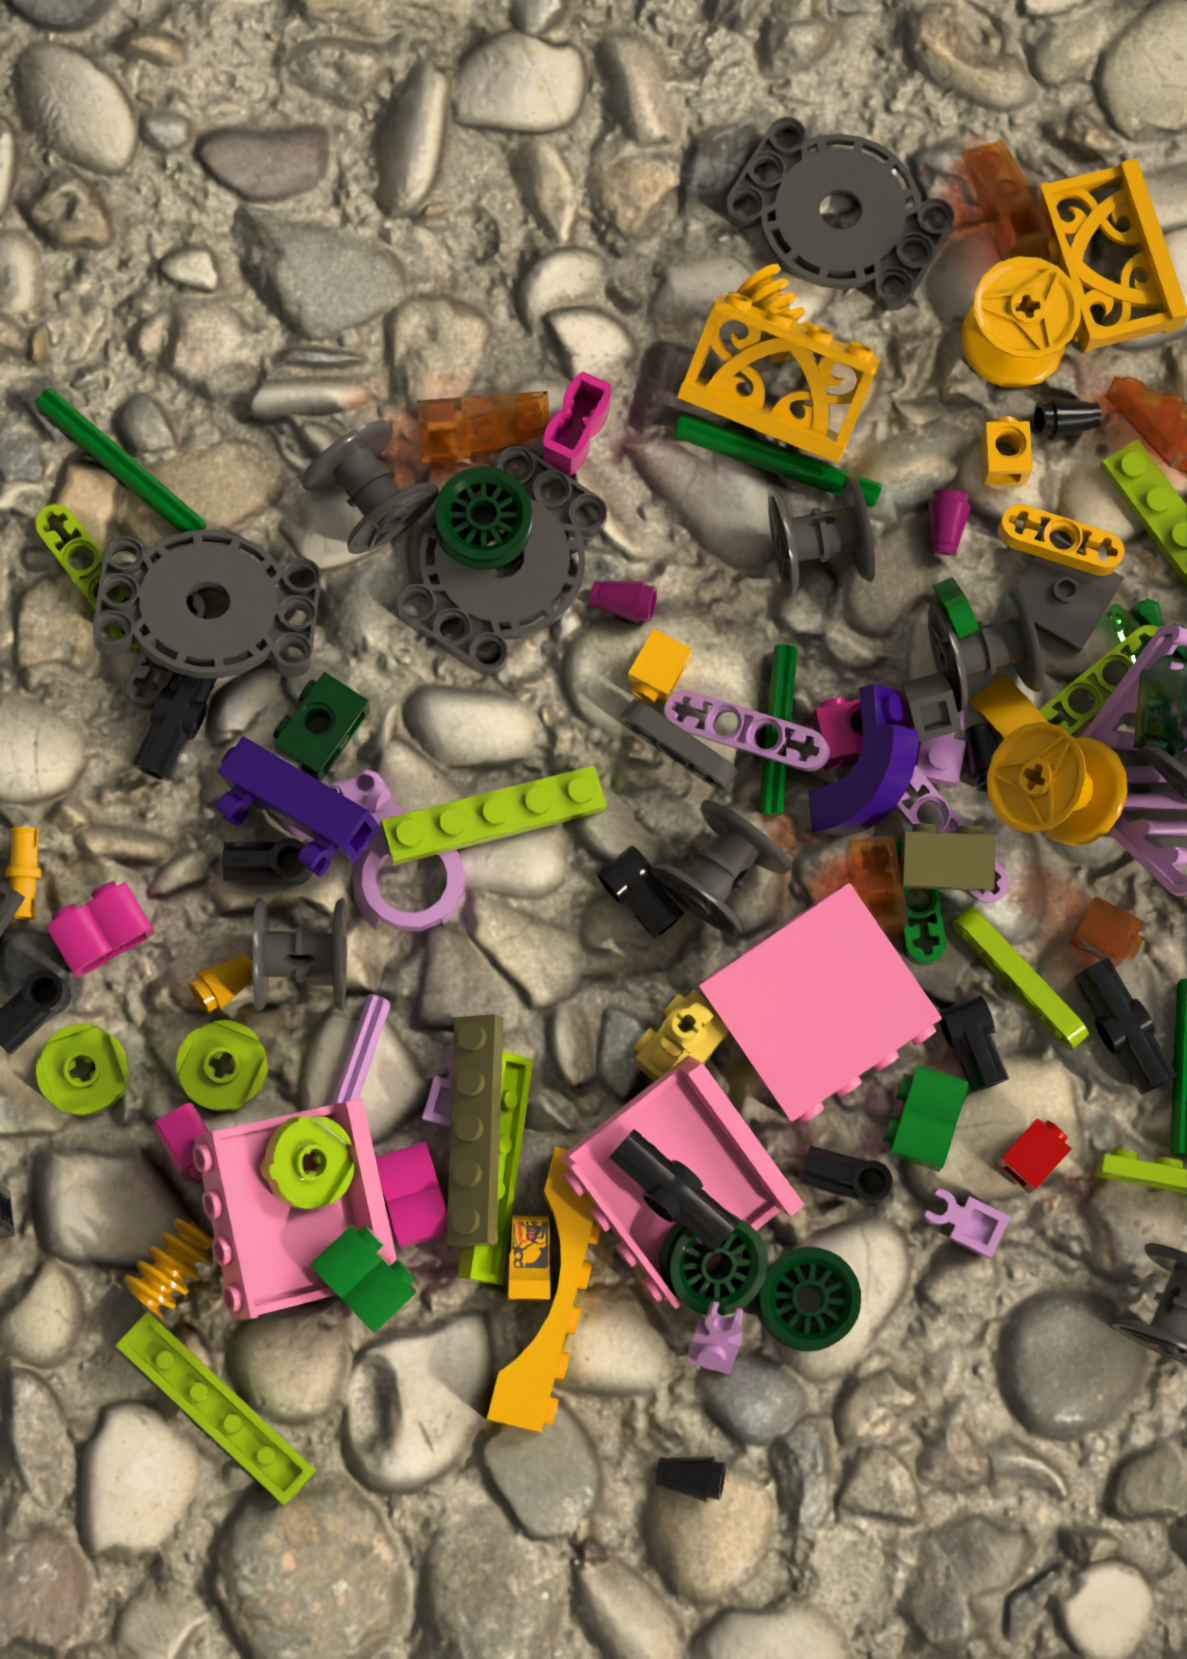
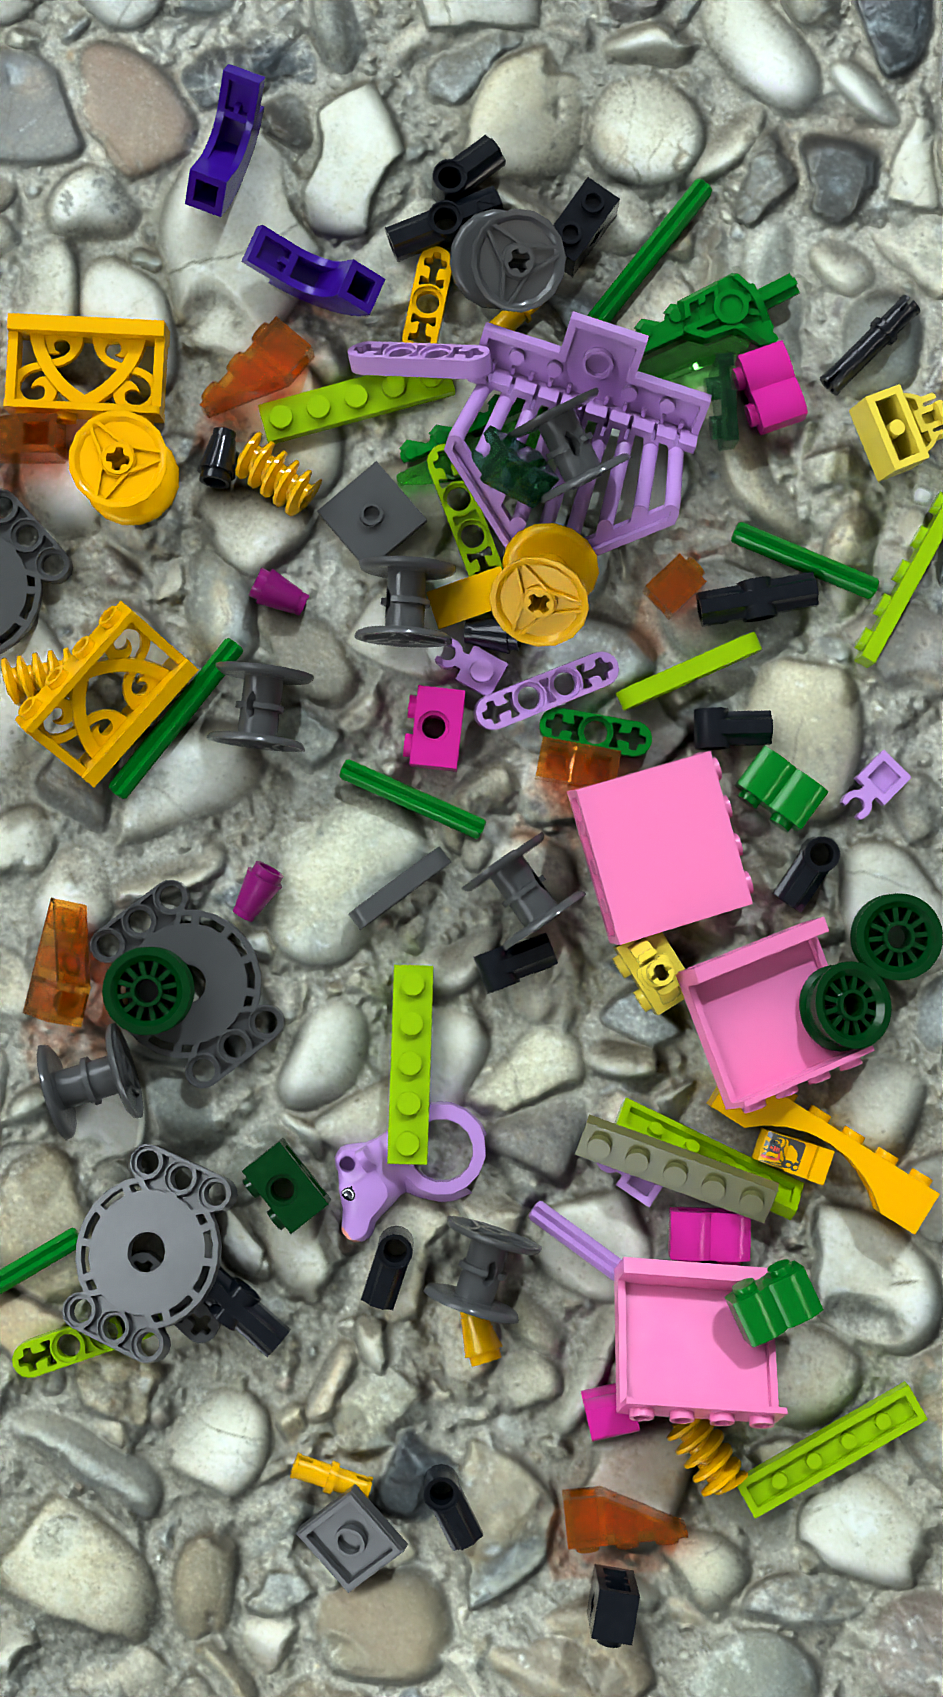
camera: 65 degrees left, 10 degrees up
(60, 1057) = (498, 1492): lime plate -> none
(68, 1183) = (606, 1518): none -> clear orange slope
(100, 928) = (400, 1426): dark pink brick -> none
(232, 1090) = (551, 1381): lime plate -> none
(284, 1157) = (649, 1335): lime plate -> none
(297, 799) = (345, 1229): dark purple brick -> none
(571, 428) = (82, 872): dark pink brick -> none
(658, 668) = (328, 883): yellow brick -> none
(673, 1191) = (789, 1026): black piece -> none
(716, 1340) = (909, 1025): lavender plate -> none
(748, 726) = (410, 829): lavender beam -> none
(879, 774) = (484, 728): dark purple arch -> none
(931, 706) = (441, 665): dark grey brick -> none
(947, 859) = (576, 698): olive brick -> none
(956, 607) = (363, 615): green beam -> none
(1003, 469) = (248, 530): yellow brick -> none
(1034, 1154) = (840, 712): red brick -> none
(1045, 549) = (352, 485): yellow beam -> none
(1069, 473) = (275, 476): none -> yellow piece

